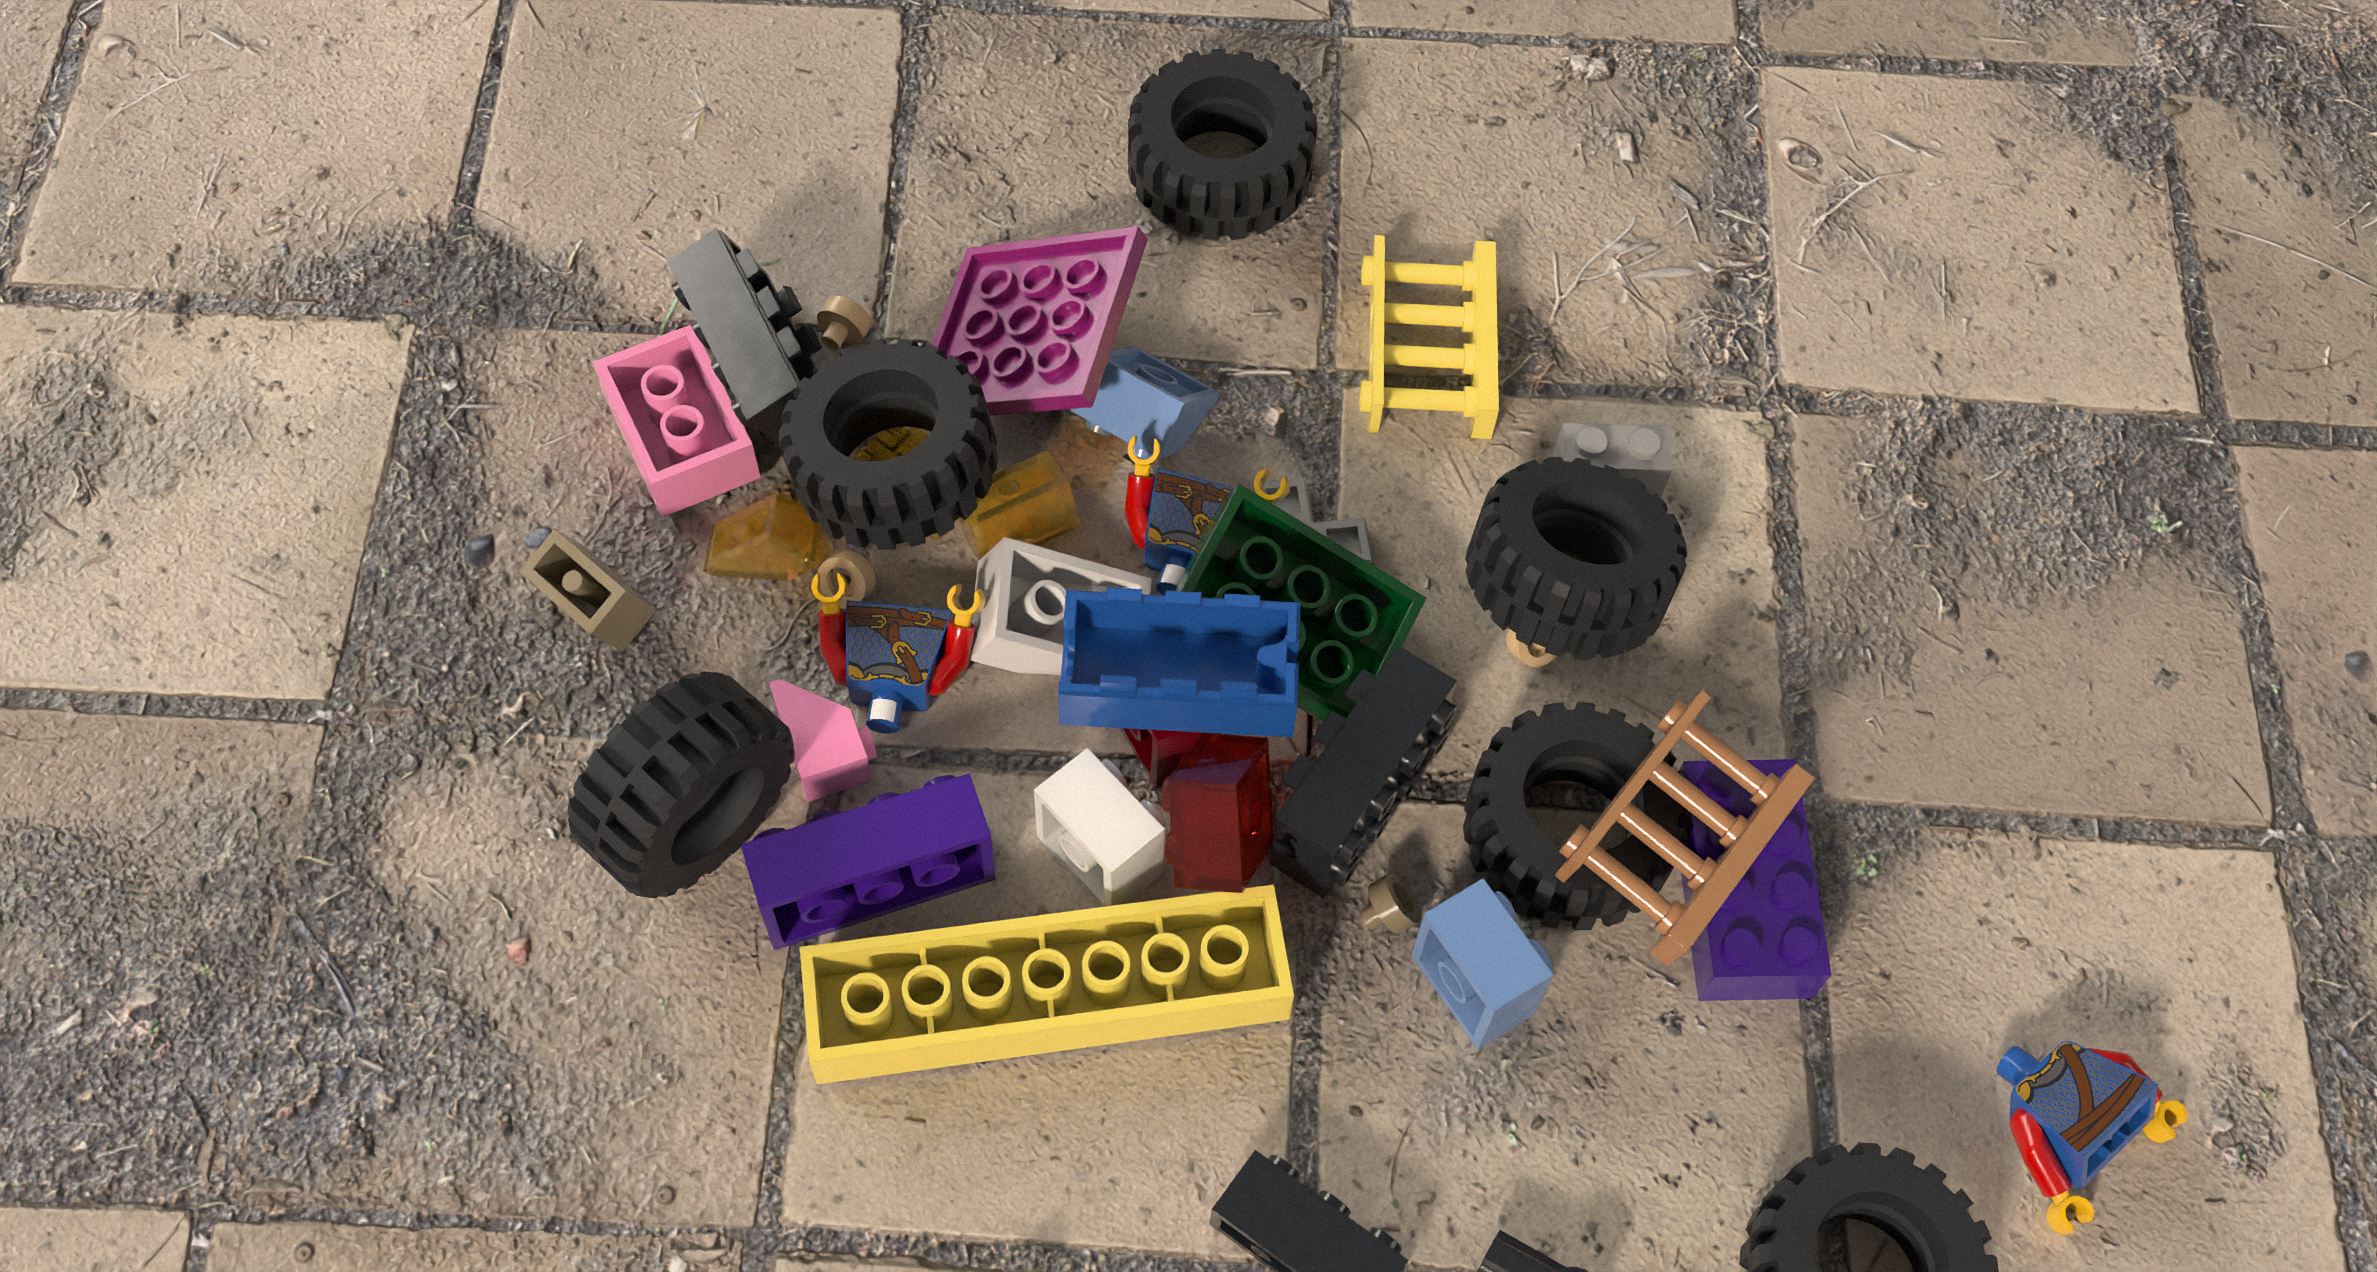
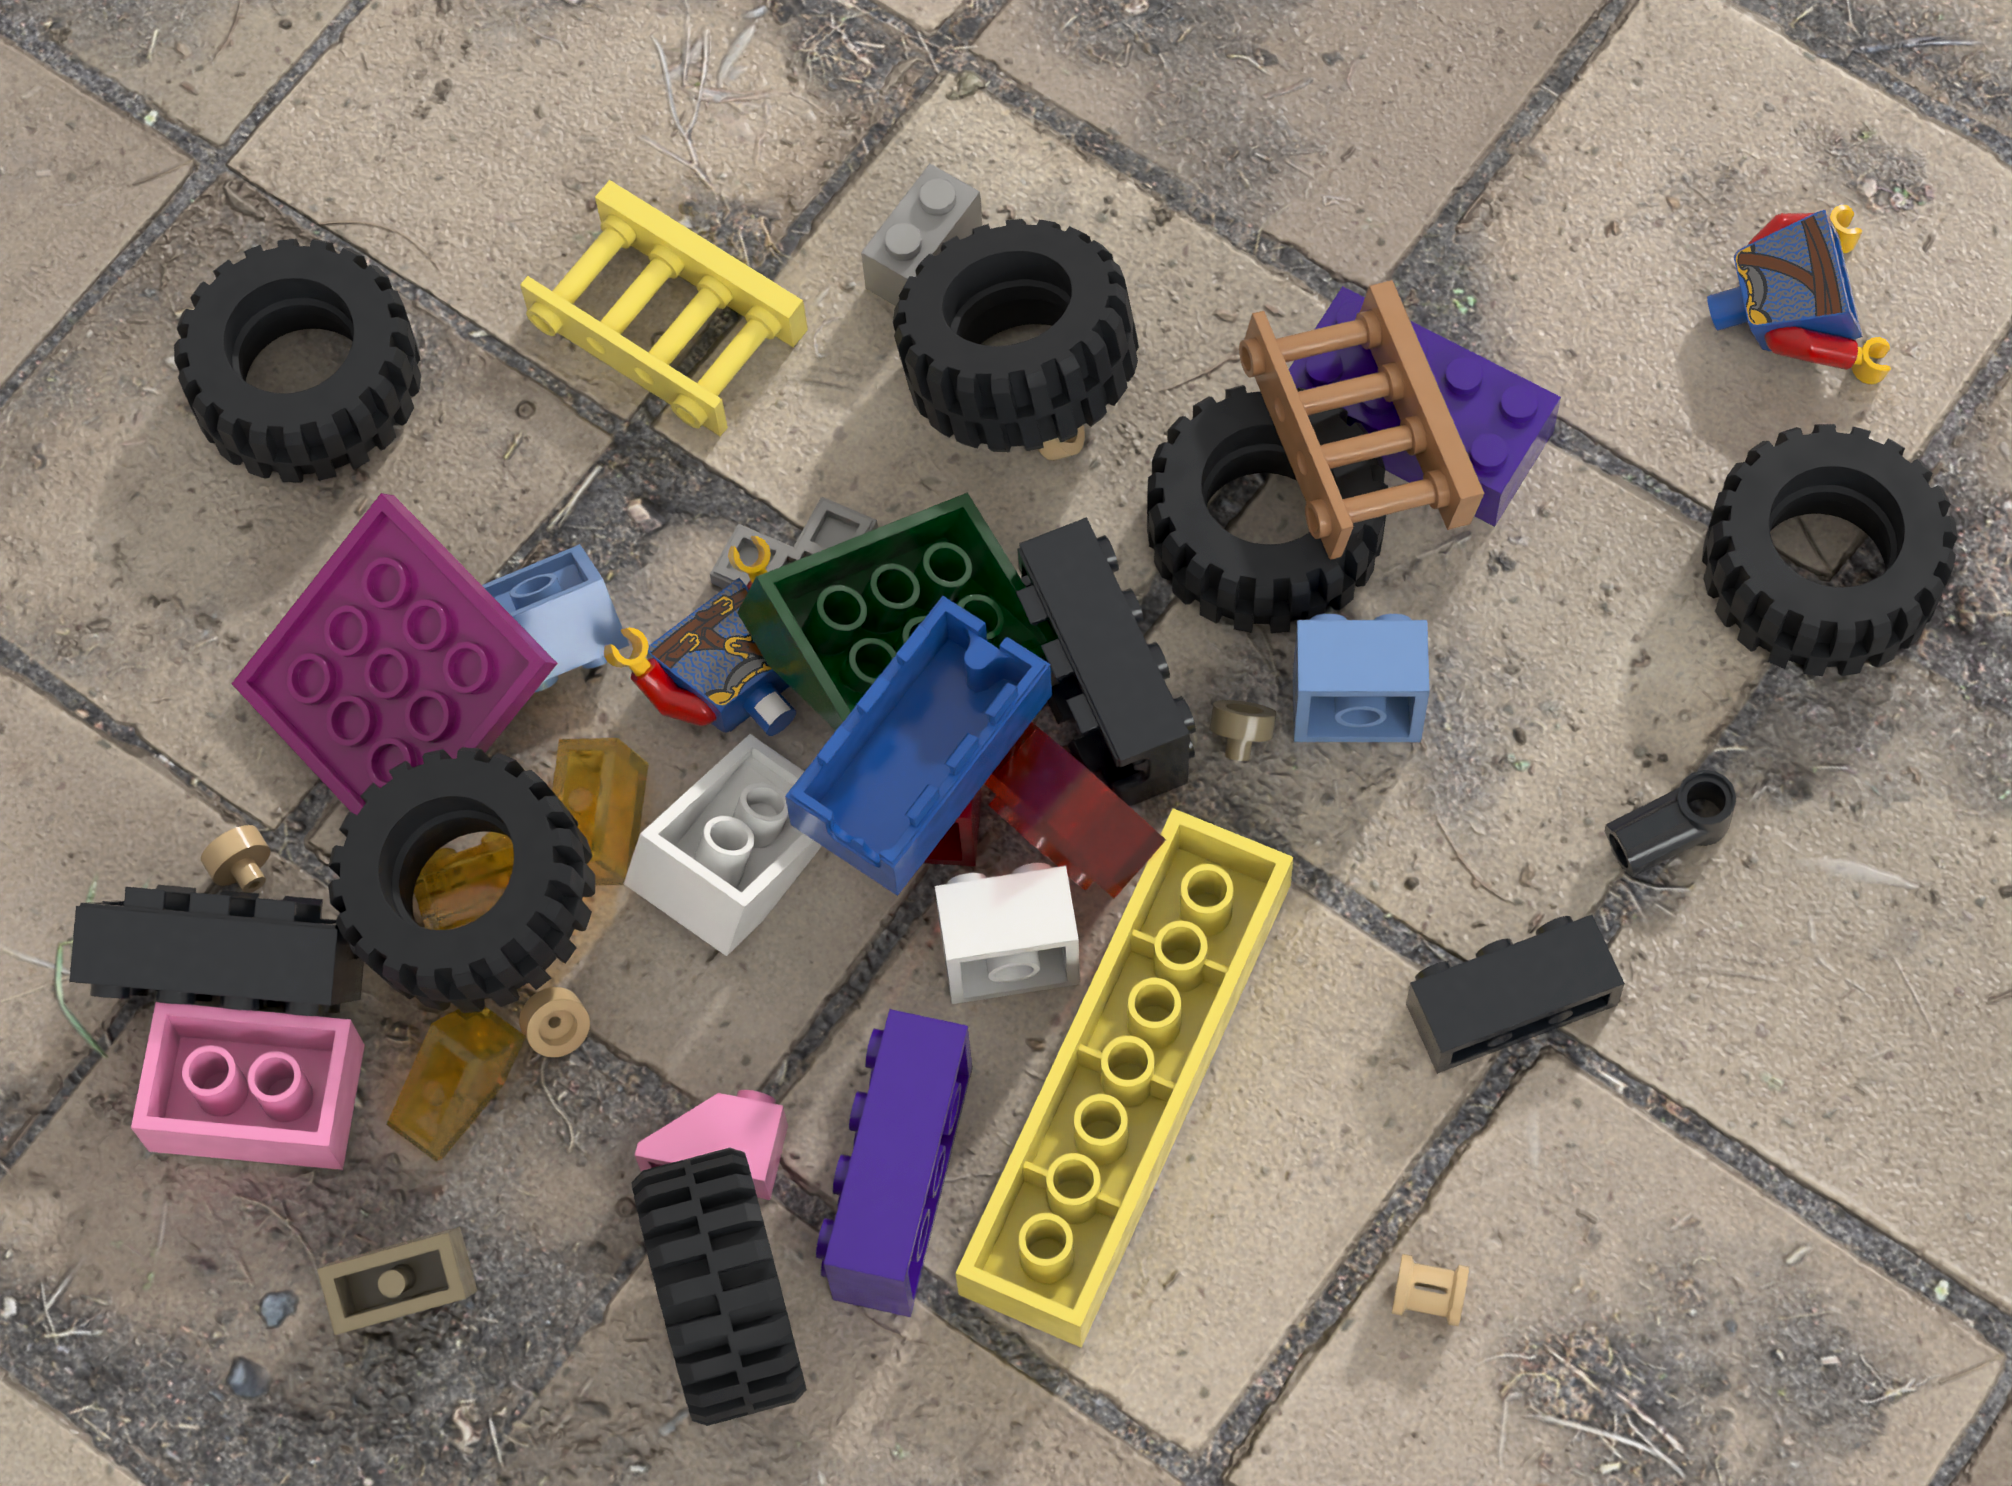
camera: 50 degrees left, 5 degrees up
(894, 653) = (673, 1020): torso -> none

